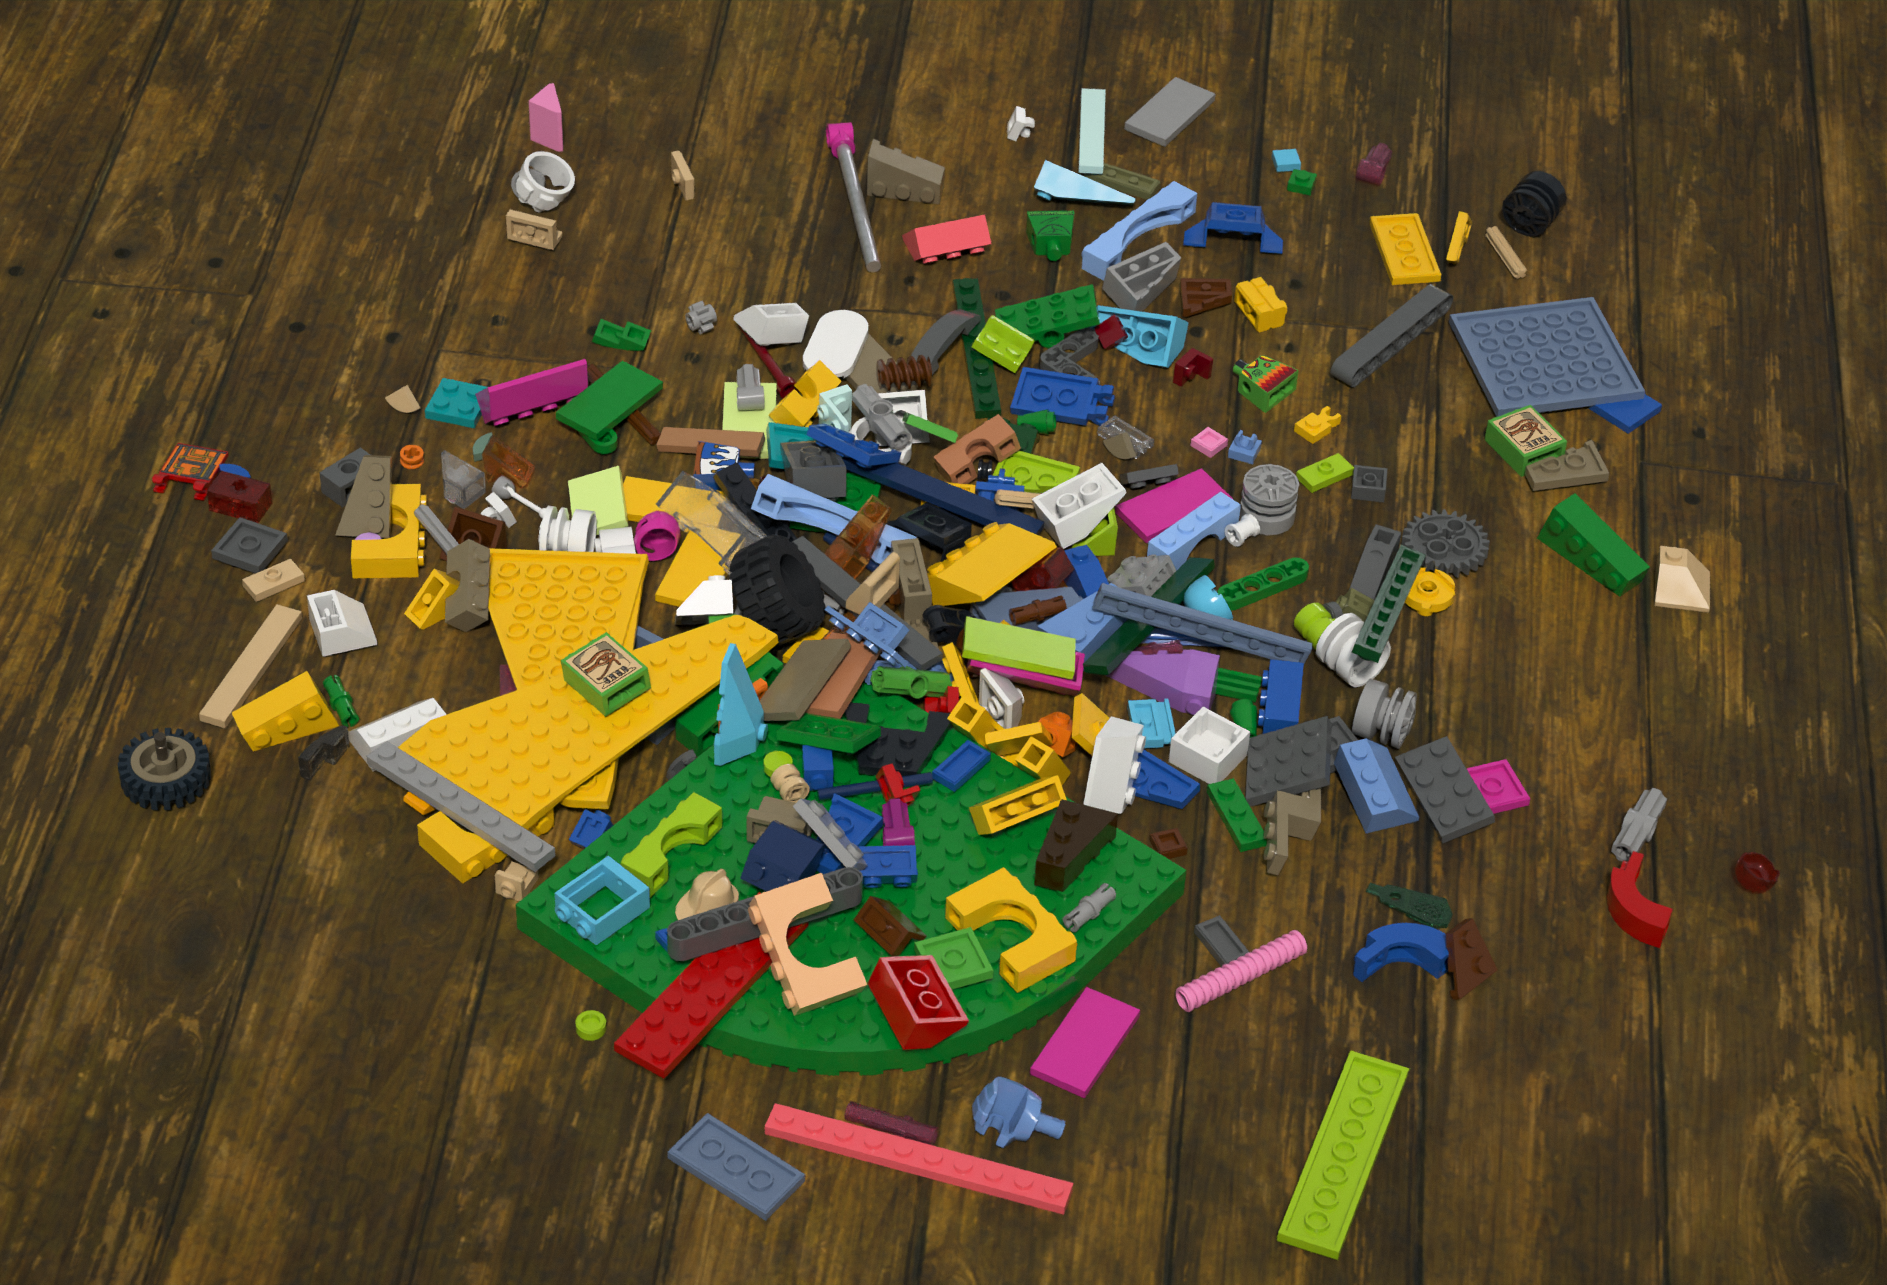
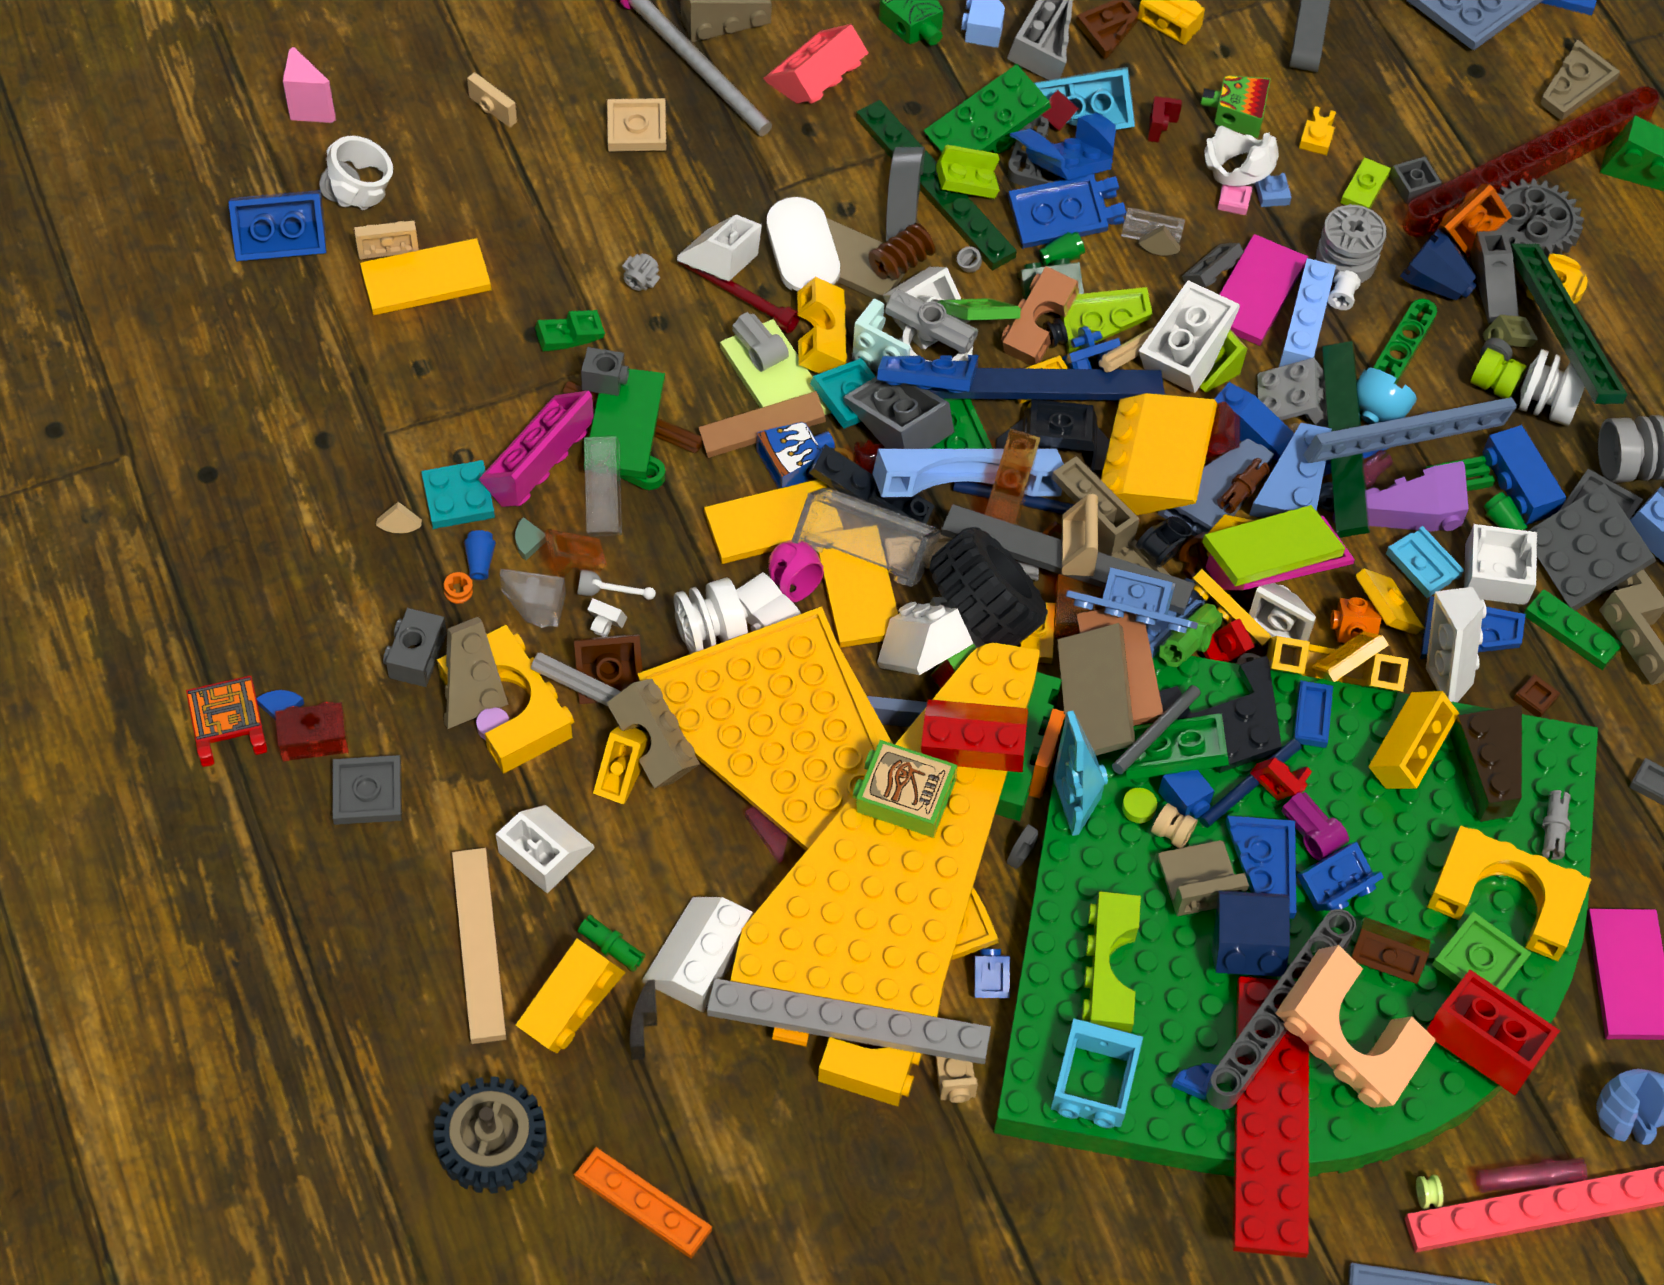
camera: 30 degrees left, 15 degrees up
(238, 857) = (643, 1202): none -> orange tile
(273, 580) = (422, 820): tan plate -> none
(443, 439) = (479, 553): none -> blue cone
(464, 195) = (278, 225): none -> blue slope
(545, 266) = (425, 276): none -> yellow tile
(556, 428) = (603, 486): none -> clear brick
(590, 1025) = (1157, 1216): lime tile -> none
(603, 494) = (699, 551): yellowish green tile -> none
(613, 358) = (604, 371): none -> dark grey brick
(678, 662) = (975, 734): none -> red slope
(707, 892) = (1191, 1015): tan piece -> none
(777, 228) = (636, 124): none -> tan plate
(803, 1097) = (1429, 1191): none -> yellowish green bush
(822, 716) = (1156, 729): none -> dark grey bar
(830, 833) = (1279, 876): light grey wing -> none
(958, 402) = (965, 258): none -> light grey hinge
(1098, 364) = (1074, 157): none -> blue piece
(1228, 410) = (1228, 143): none -> white piece
(1330, 539) = (1441, 268): none -> dark blue cone
(1381, 505) = (1479, 212): none -> orange slope
(1478, 503) = (1533, 158): none -> clear red beam
(1524, 438) = (1518, 66): brick -> none

